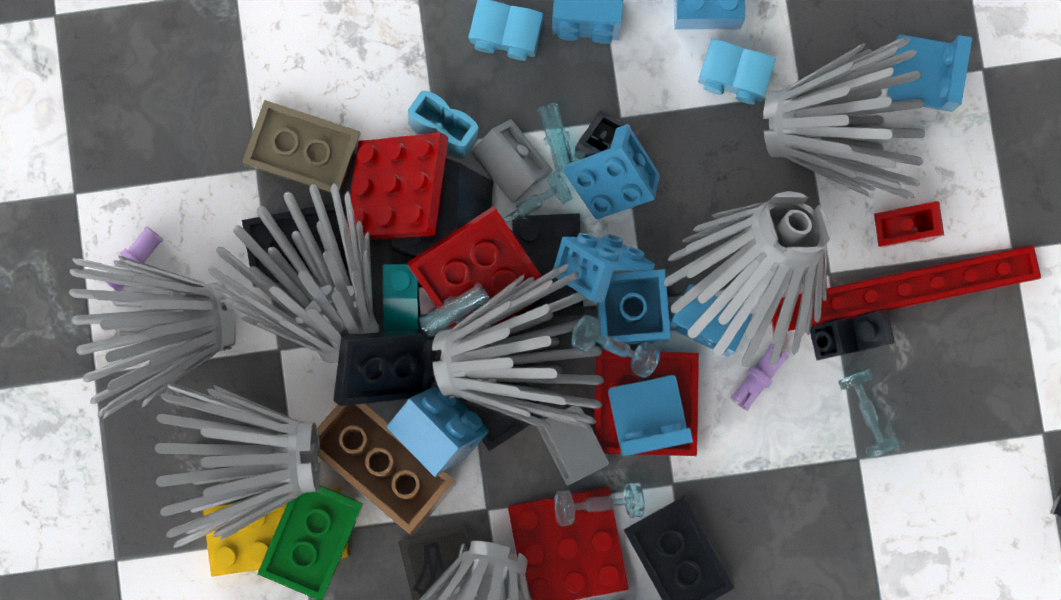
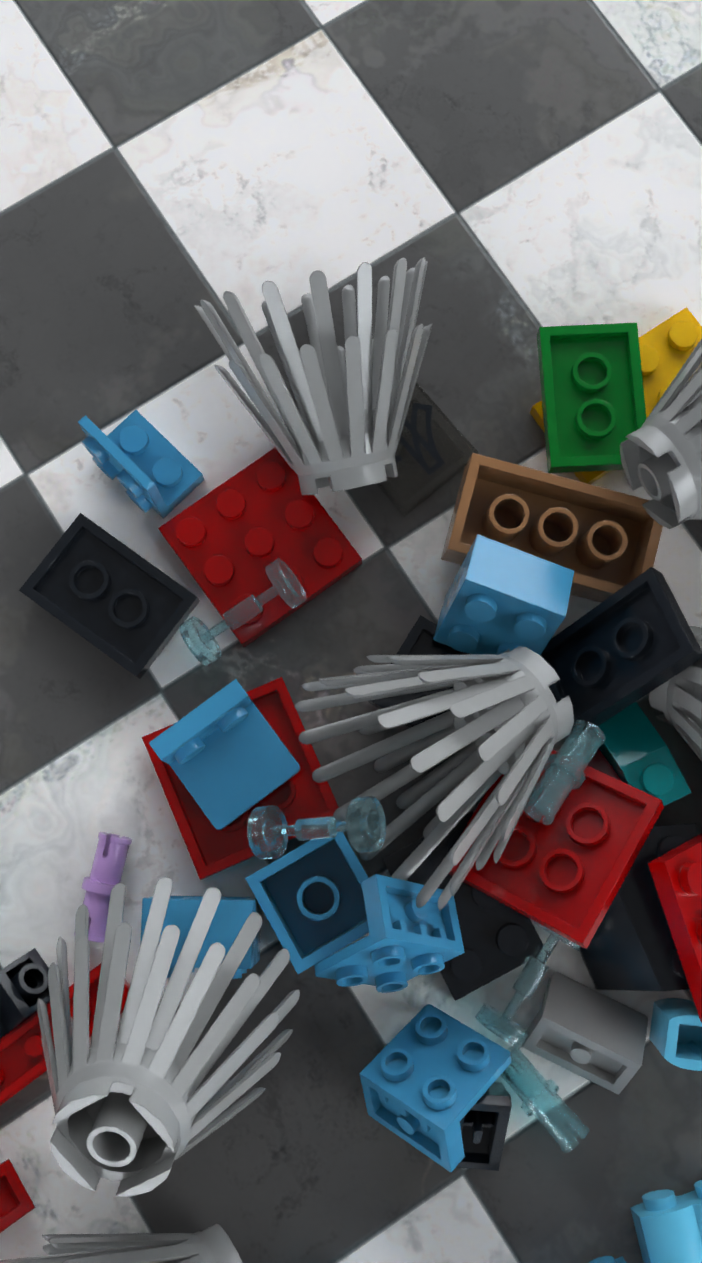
camera: 150 degrees right, 5 degrees down
(573, 448) = (300, 659): light grey panel -> none

